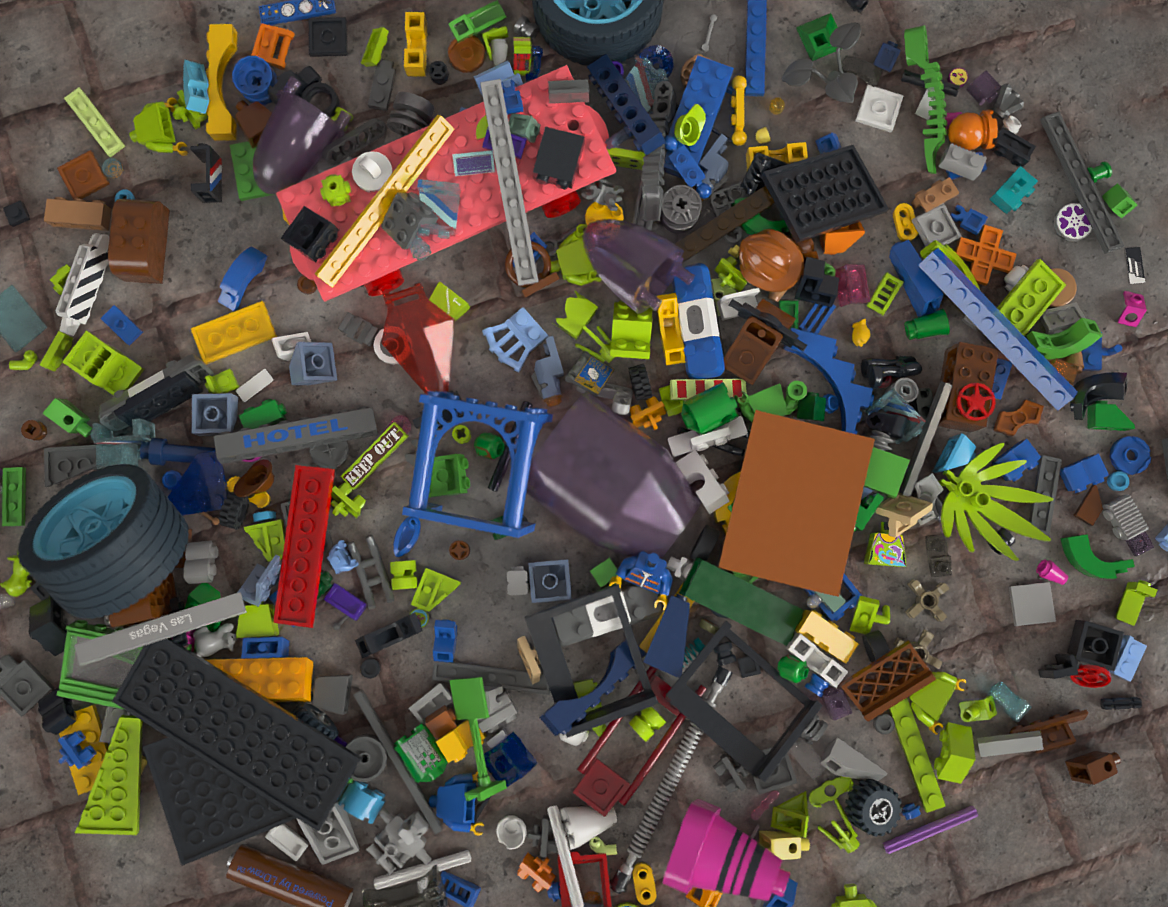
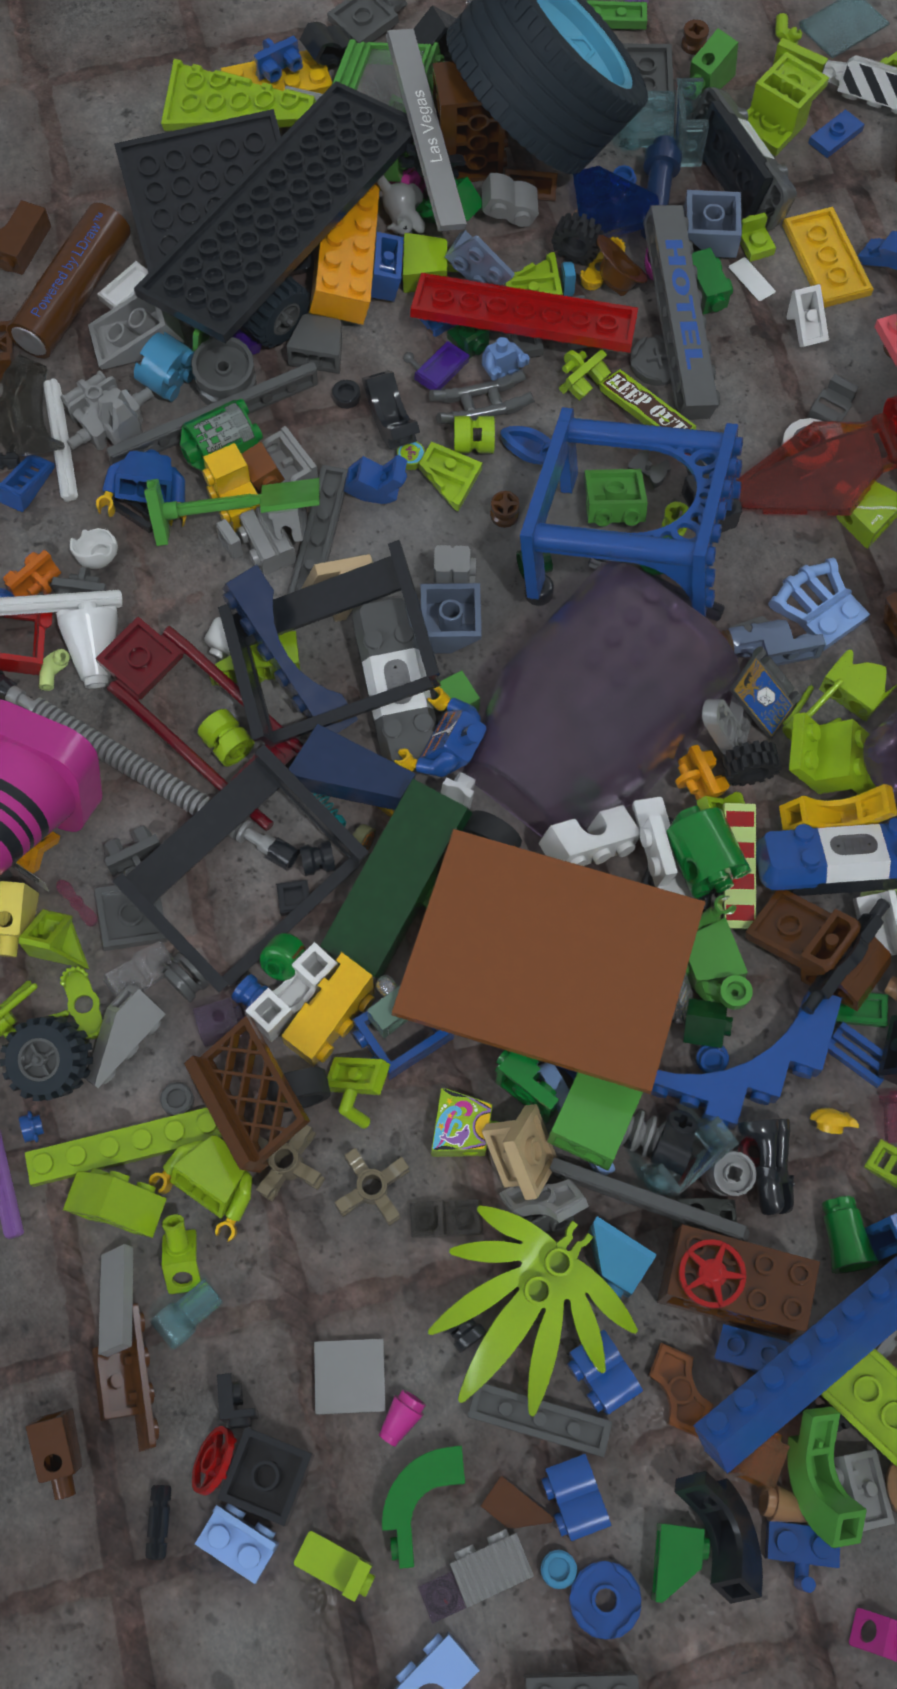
camera: 90 degrees right, 15 degrees down
(312, 363) = (783, 342): sand blue slope -> none
(509, 759) = (197, 552): clear blue slope -> none

